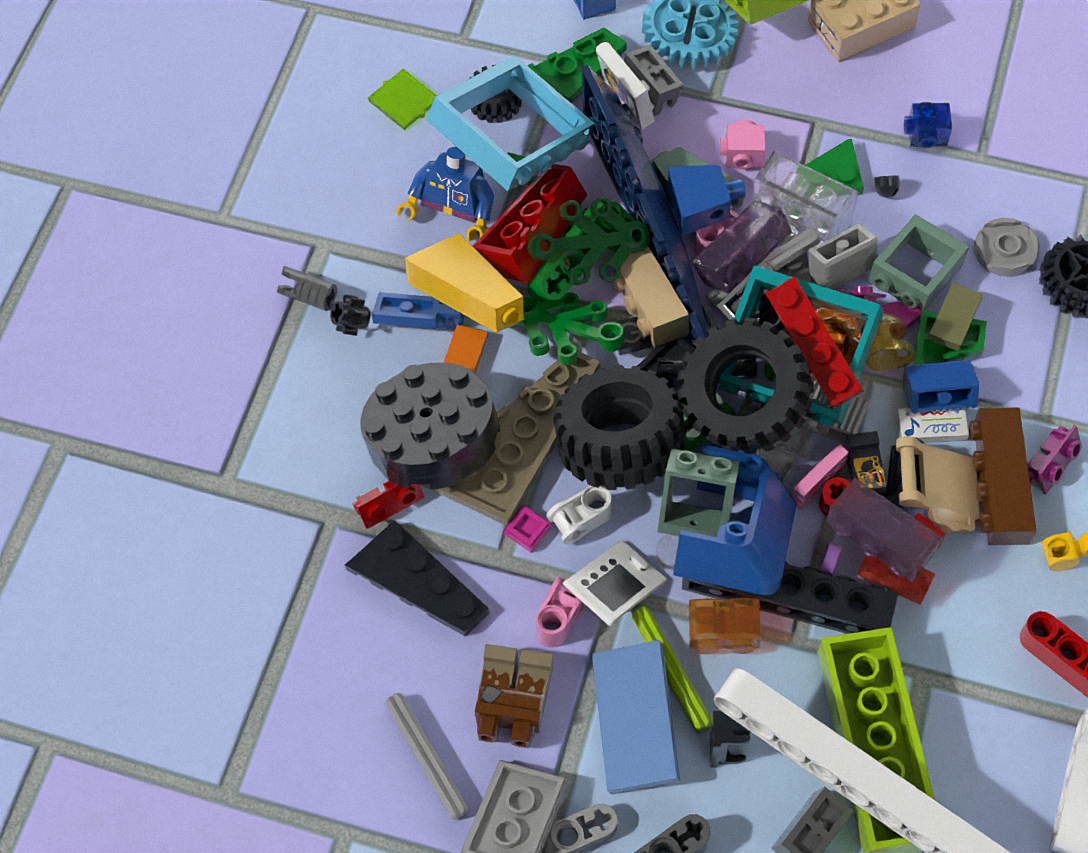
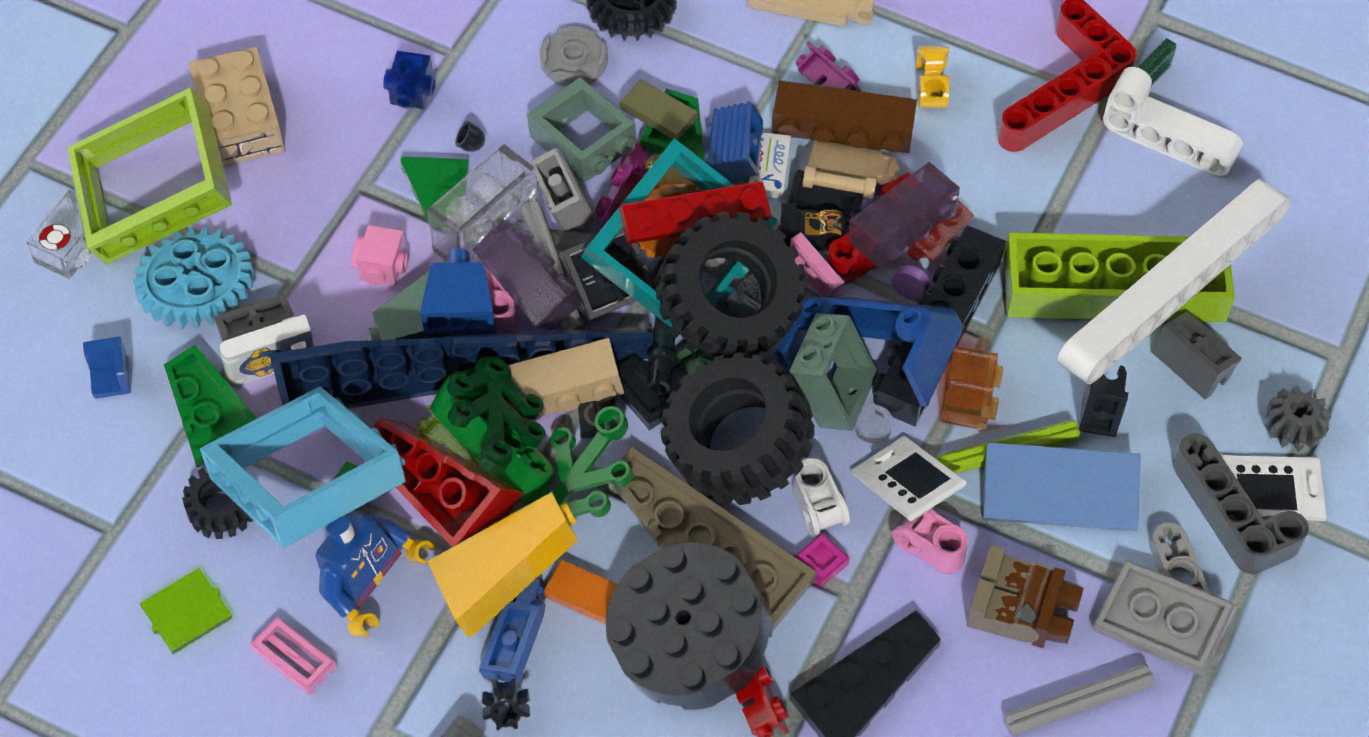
camera: 85 degrees left, 5 degrees down
(386, 178) = (316, 675): none -> bright pink tile

